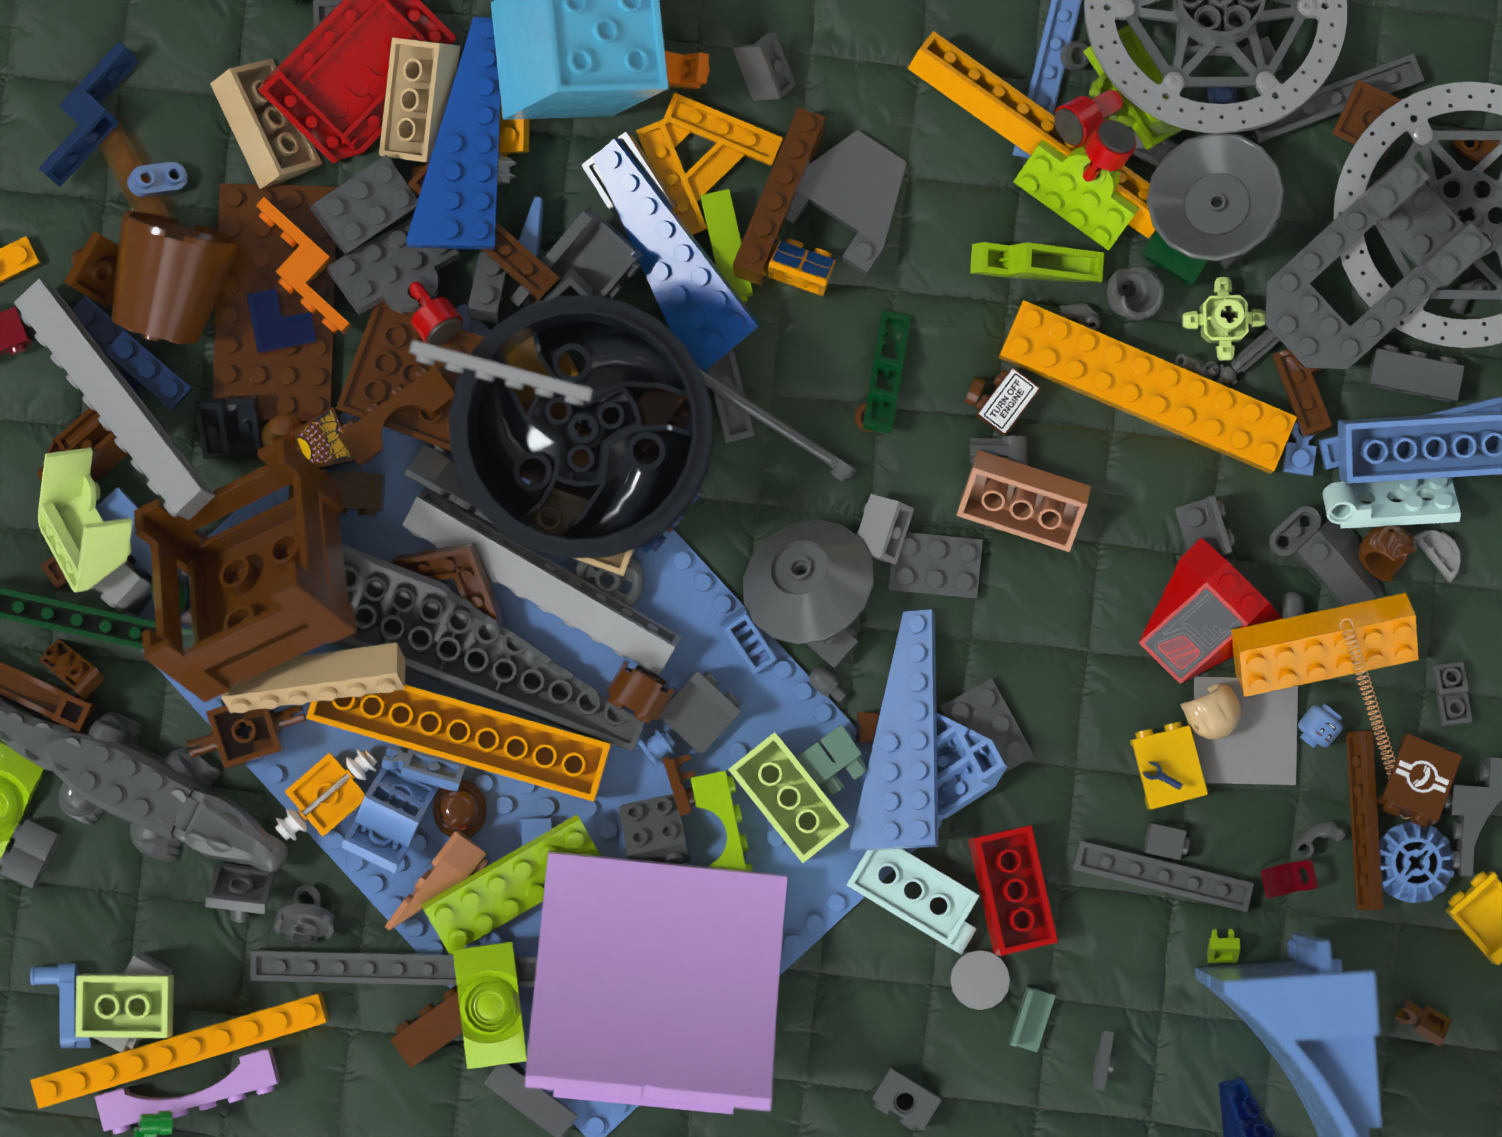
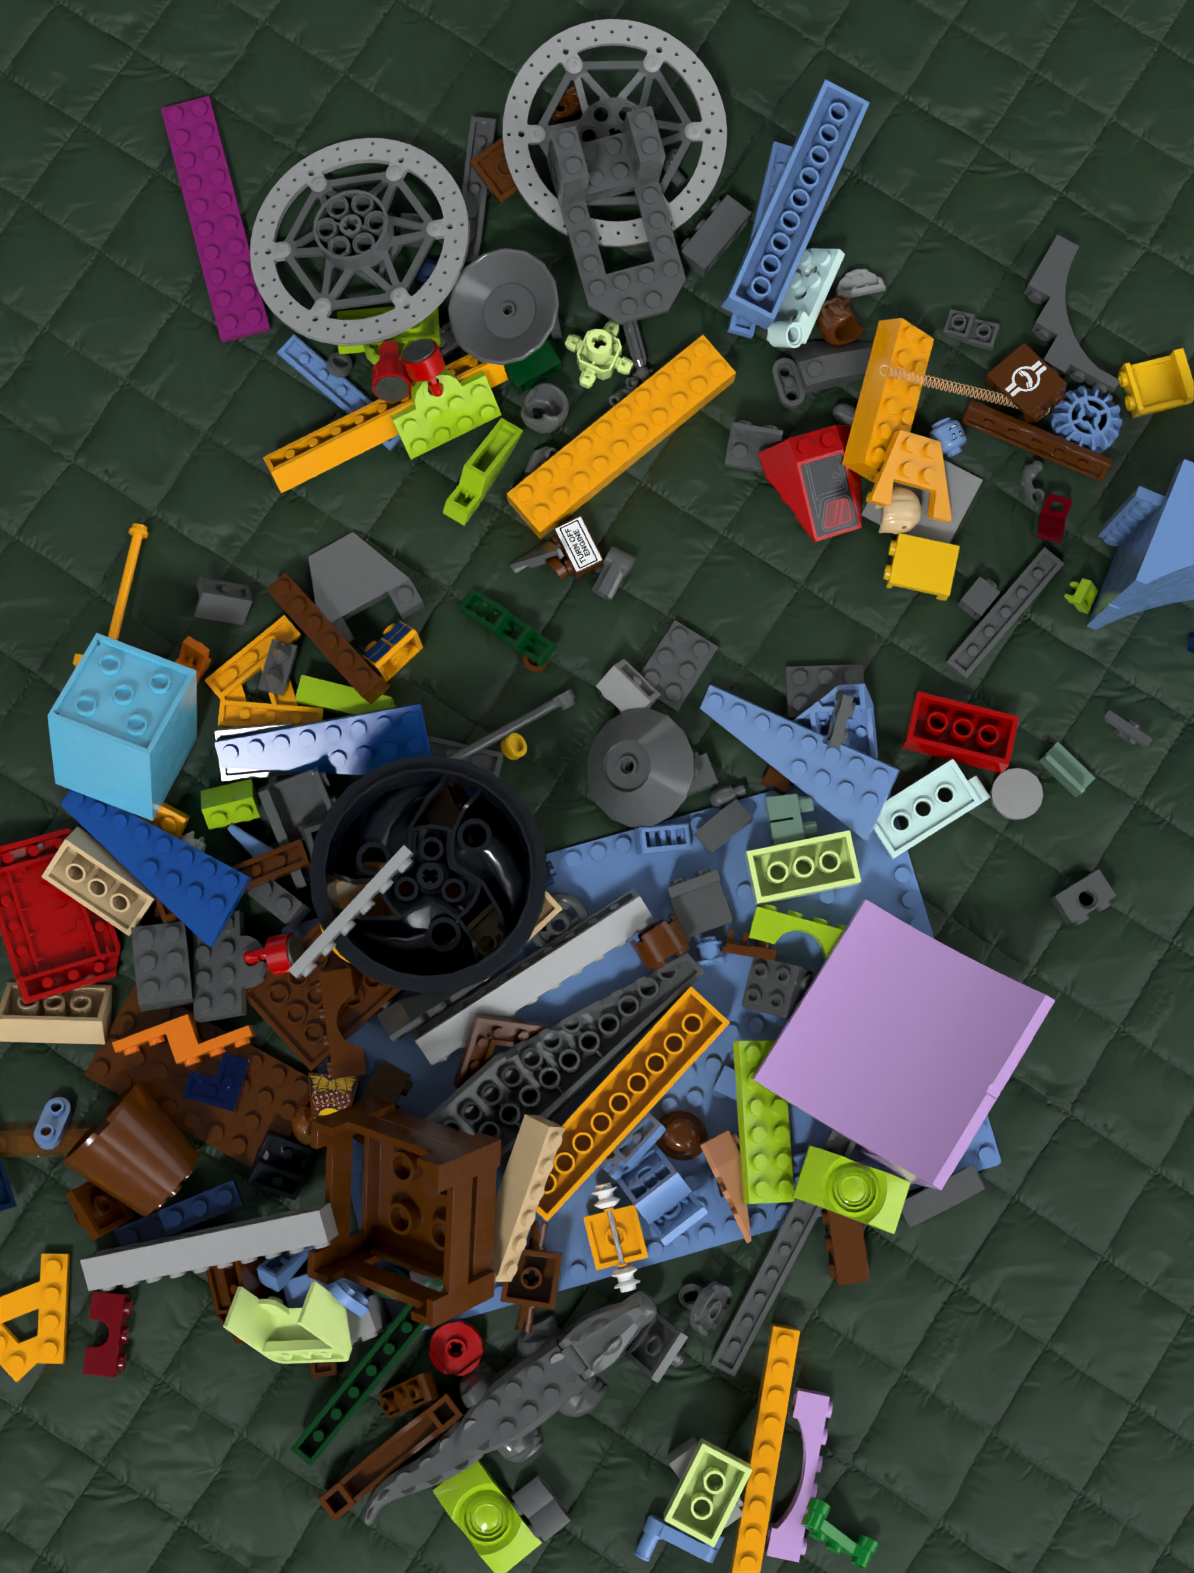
camera: 65 degrees left, 5 degrees down
(118, 480) = (276, 1277): none -> medium blue slope
(134, 559) = (351, 1299): none -> medium blue plate
(157, 690) = (454, 1362): none -> red plate
(561, 186) = (230, 804): none -> lime brick
(724, 161) = (278, 667): none -> dark grey tile
(767, 441) = (513, 746): none -> yellow tile
(791, 696) = (723, 826): none -> dark grey slope
(964, 758) = (837, 730): none -> dark grey plate
(975, 364) = (537, 556): none -> dark grey tile
(1023, 501) = (662, 571): nougat brick -> none
(1163, 777) = (928, 572): dark blue hand -> none
(1270, 705) = (914, 463): none -> light orange wing
(1299, 456) = (732, 351): medium blue plate -> none
(1302, 393) = (686, 324): reddish brown plate -> none

